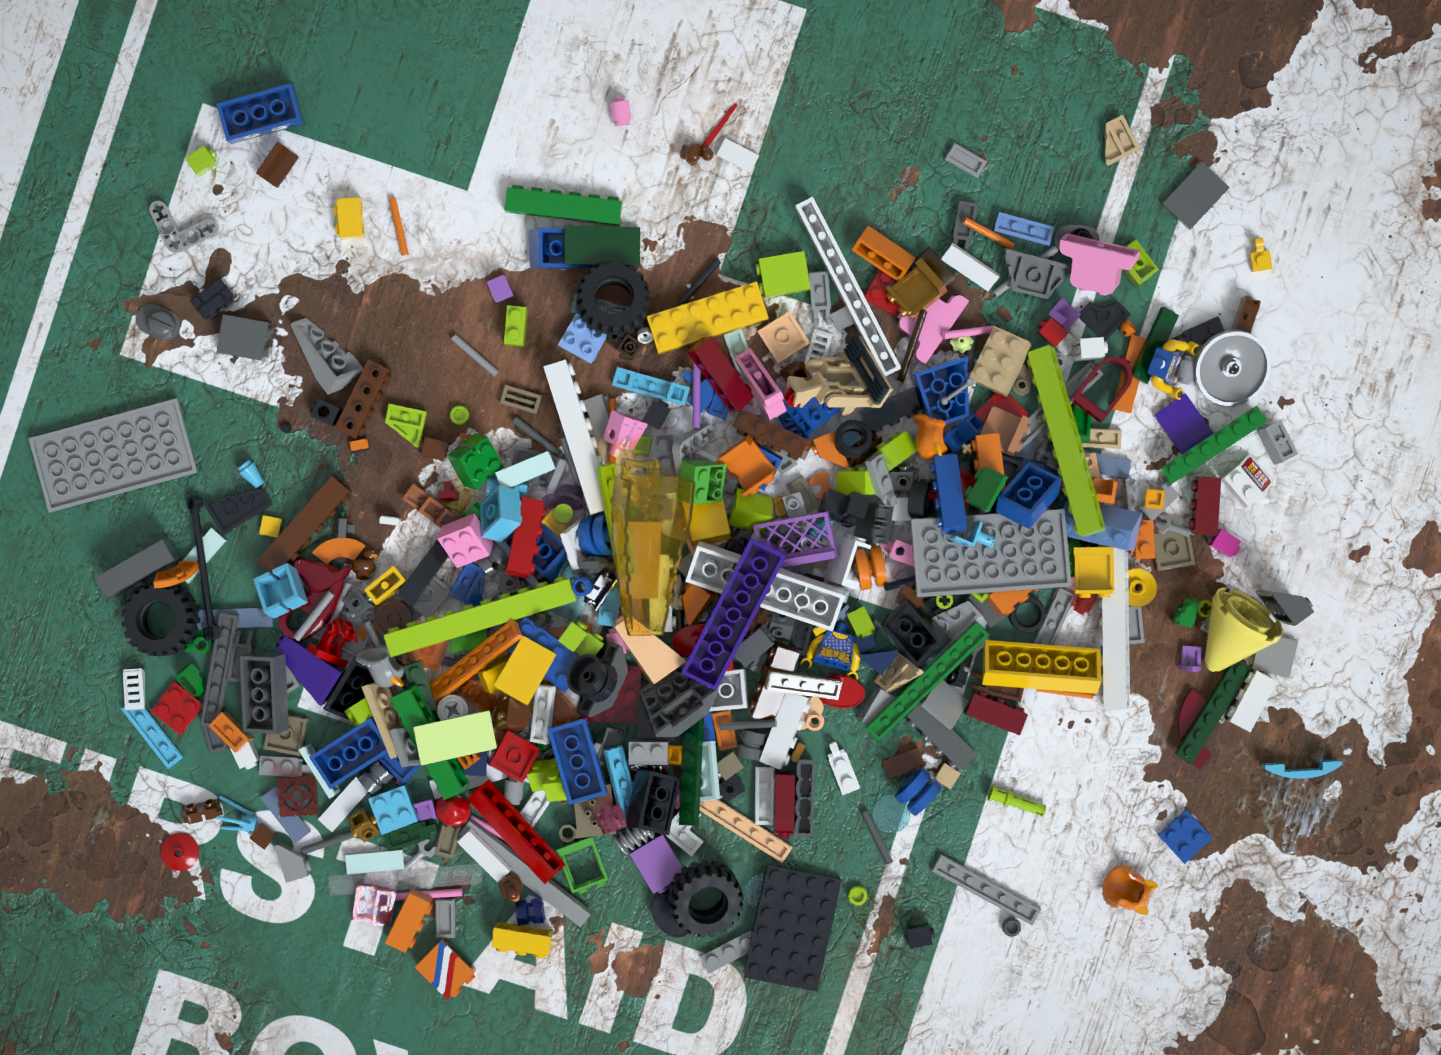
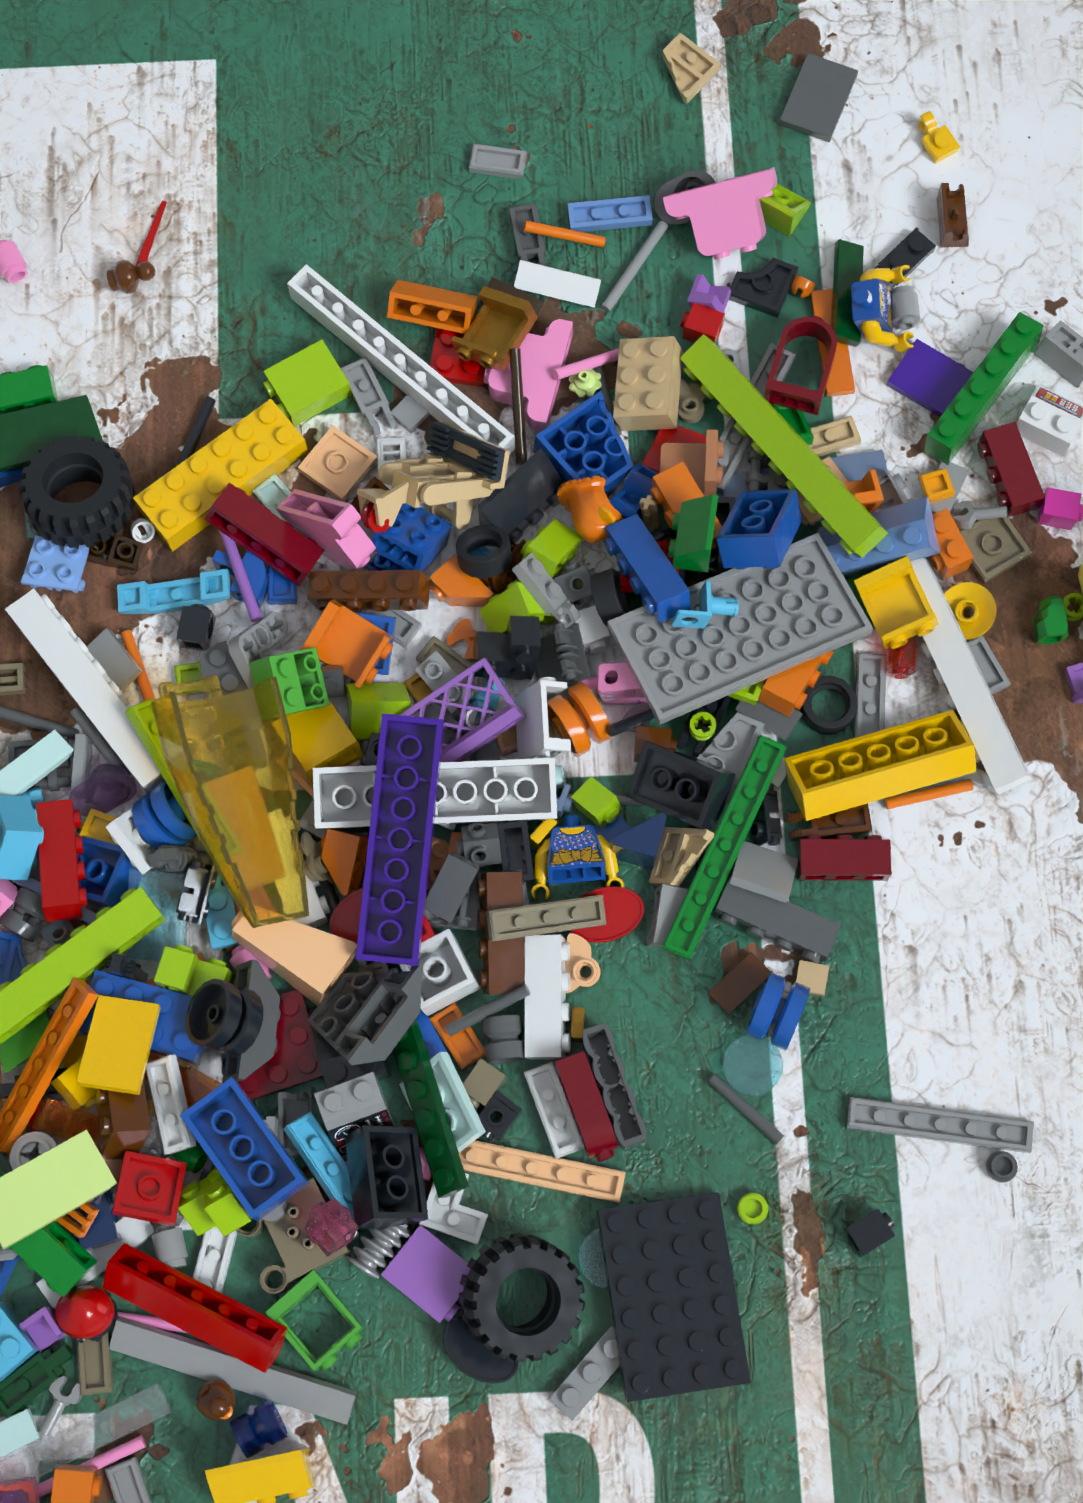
camera: 20 degrees left, 15 degrees down
(484, 855) = (157, 1366): white tile -> none
(563, 513) = (106, 809): lime tile -> none
(576, 586) = (158, 887): blue brick -> none
(623, 432) = (154, 661): bright pink torso -> none
(675, 754) = (396, 1099): light orange tile -> none
(737, 155) = (188, 261): white tile -> none
(842, 769) = (654, 1027): white hinge -> none
(969, 382) = (616, 422): light grey hinge -> none
(1008, 798) = (913, 975): lime pin -> none
(1034, 274) = (646, 260): dark grey wing -> none
(1089, 349) = (760, 318): white brick -> none
(1232, 367) = (964, 280): light grey dish -> none

